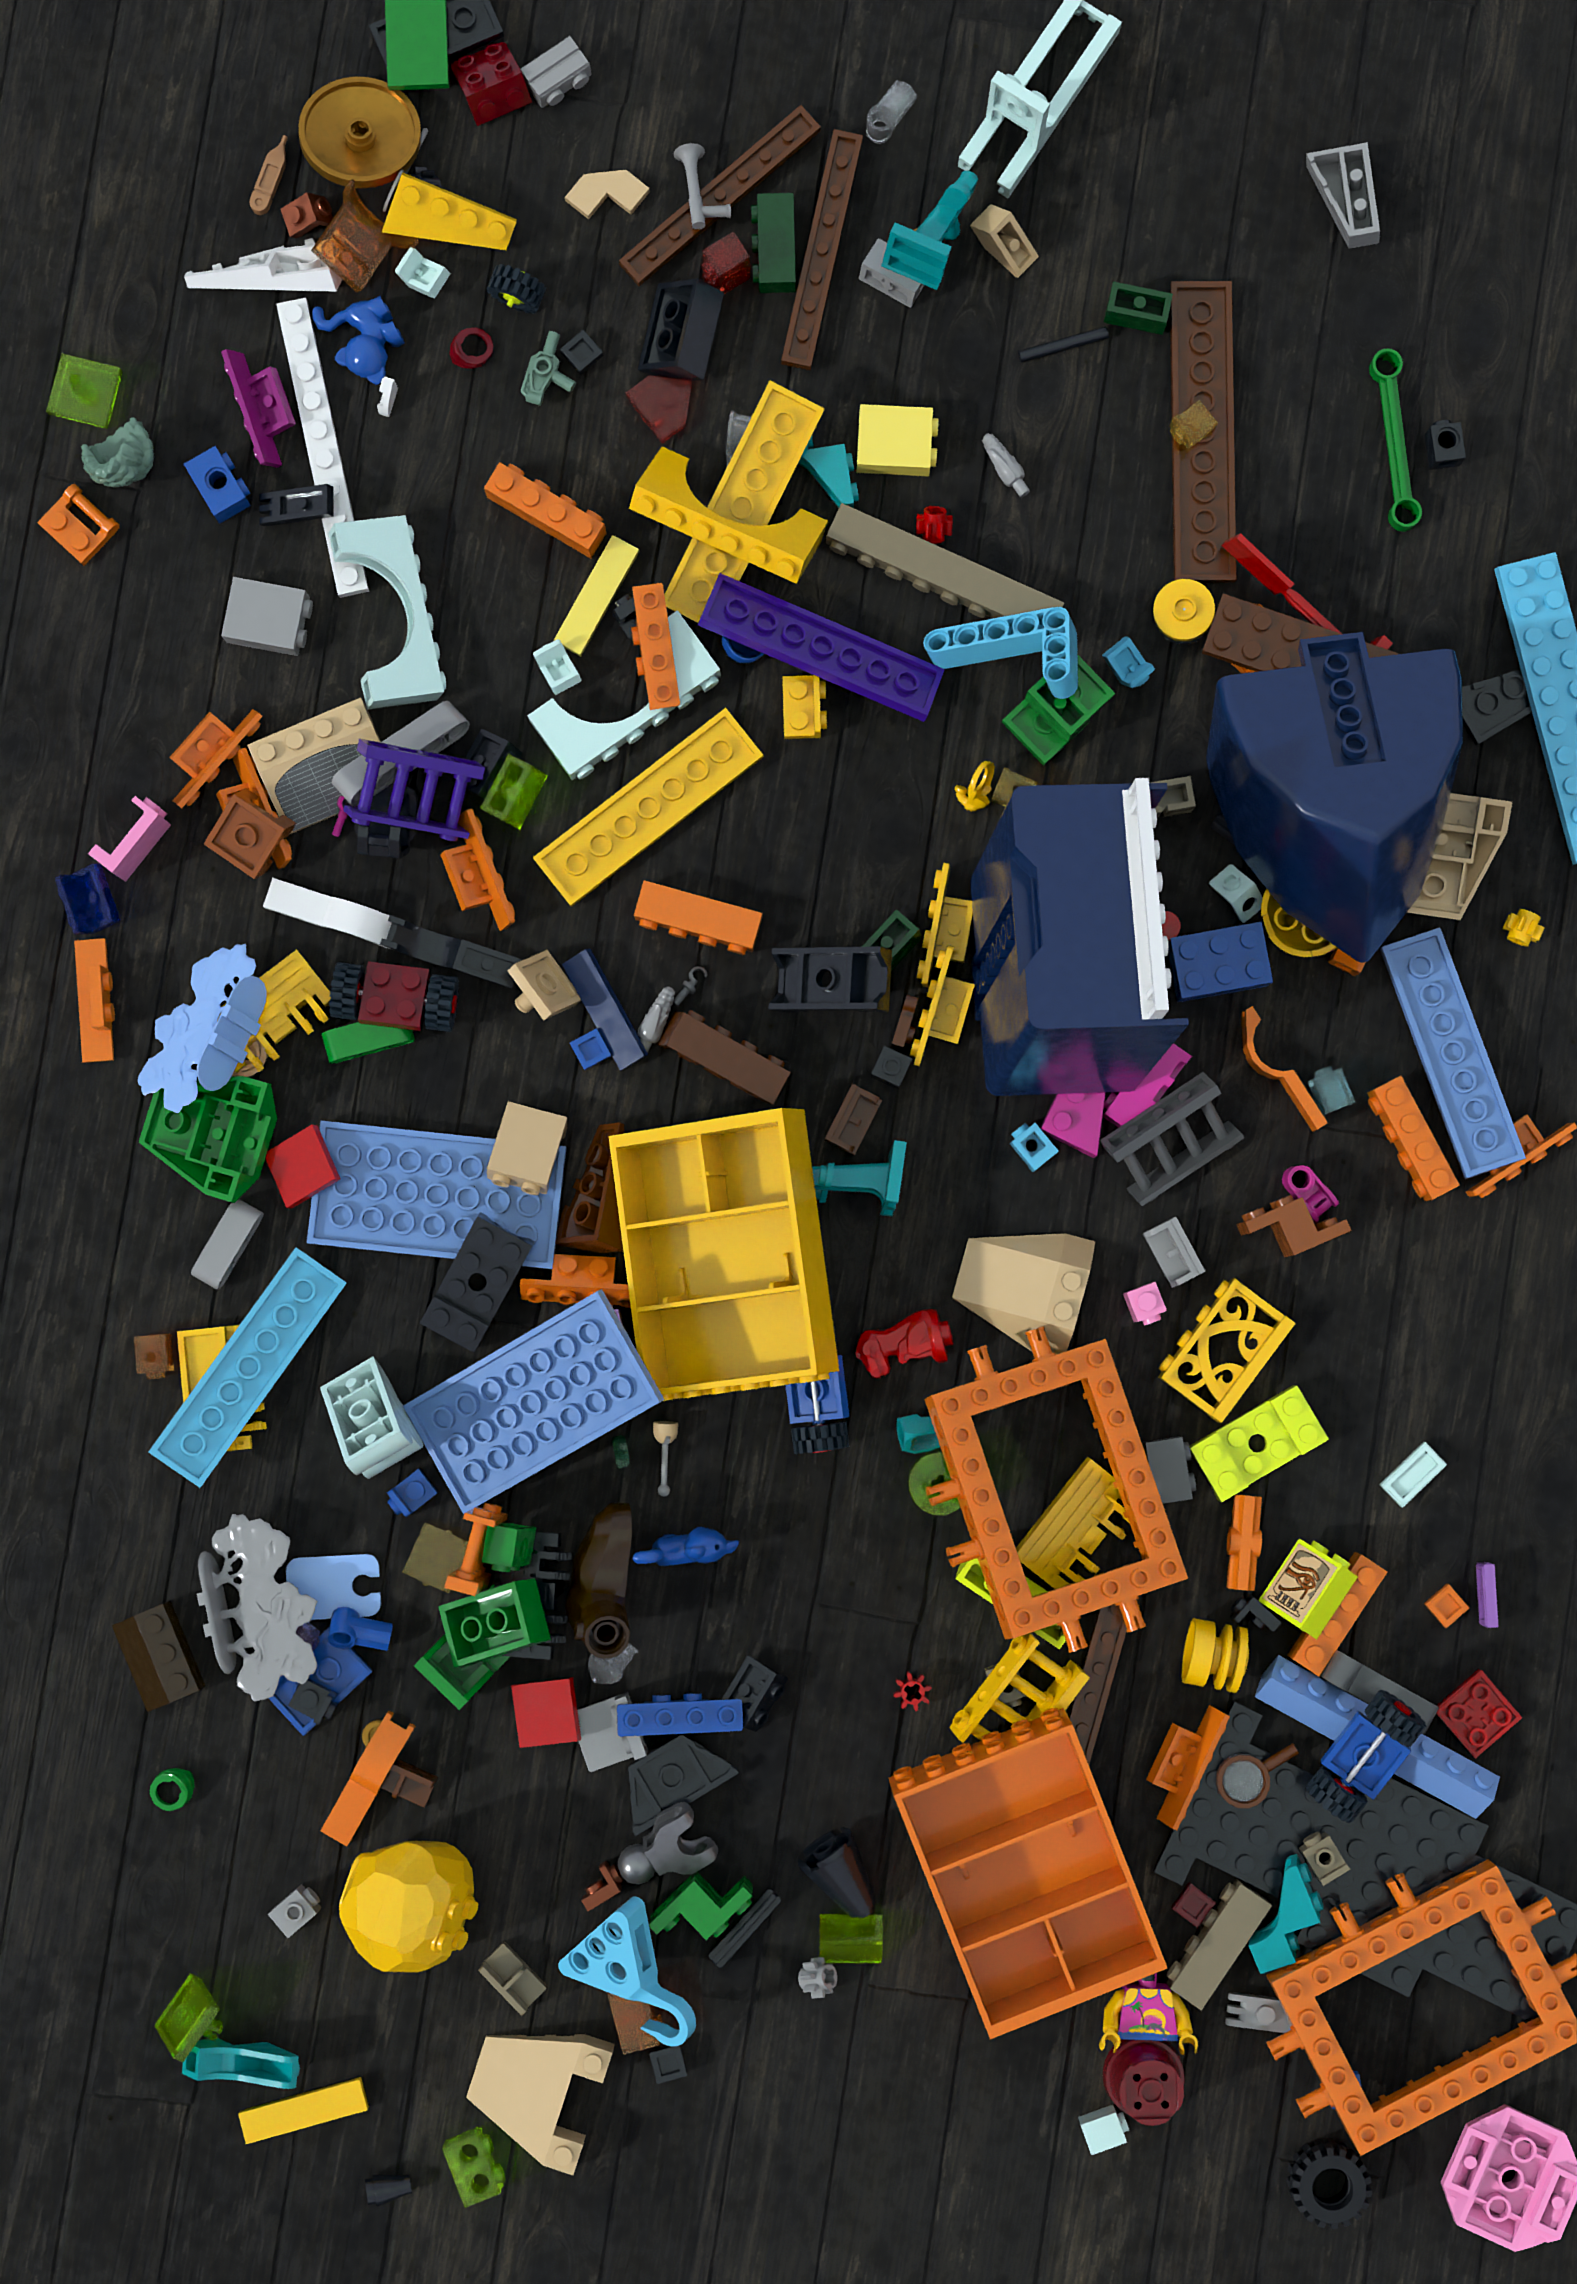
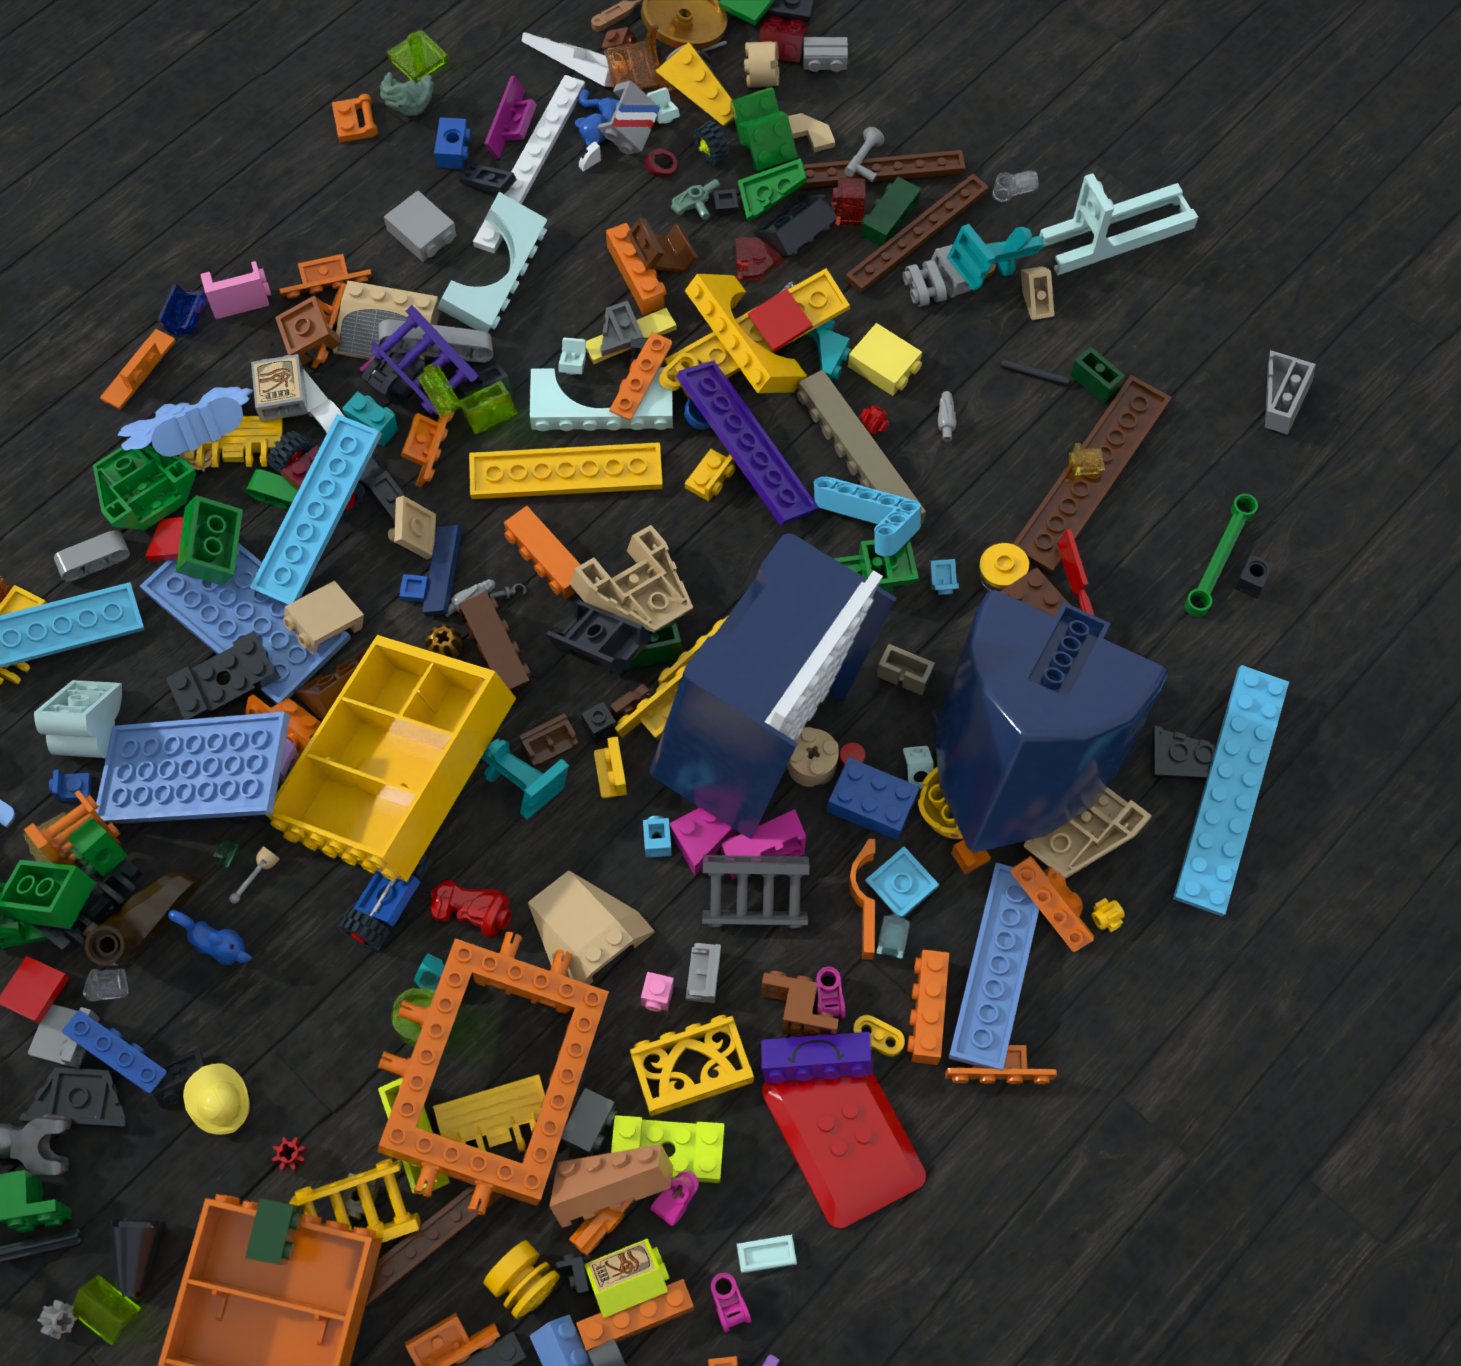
camera: 30 degrees right, 20 degrees down
(272, 922) = (279, 387): none -> brick
(350, 1151) = (209, 540): none -> green brick
(396, 889) = (368, 412): none -> teal brick
(408, 320) = (631, 119): none -> light grey panel
(436, 1042) = (316, 510): none -> medium azure plate
(458, 815) = (439, 390): none -> clear neon green bracket
(498, 140) = (762, 64): none -> tan brick
(560, 465) = (662, 252): none -> reddish brown panel
(561, 229) = (764, 129): none -> green bracket
(585, 598) = (619, 328): none -> dark grey wing
(621, 302) = (770, 187): none -> green wing
(661, 1084) = (444, 641): none -> pearl gold piece
(689, 615) = (672, 369): none -> yellow plate
(762, 479) = (780, 320): none -> red tile
(806, 1689) = (216, 1099): none -> light yellow hat
(841, 896) = (643, 593): none -> tan wedge
(877, 329) = (919, 292): none -> light grey brick
(937, 1109) = (610, 770): none -> yellow bracket
(983, 1783) = (274, 1232): none -> dark green brick
(1232, 1516) = (608, 1181): none -> nougat wedge
(1298, 1483) = (673, 1202): none -> dark pink piece
(1303, 1029) = (902, 883): none -> medium azure plate
(1342, 1263) = (817, 1057): none -> dark purple brick
(1381, 1199) = (879, 1034): none -> yellow plate
(1408, 1314) = (846, 1144): none -> red wedge
(1413, 1545) = (729, 1303): none -> dark pink piece
(1466, 950) = (1055, 901): none -> orange bracket

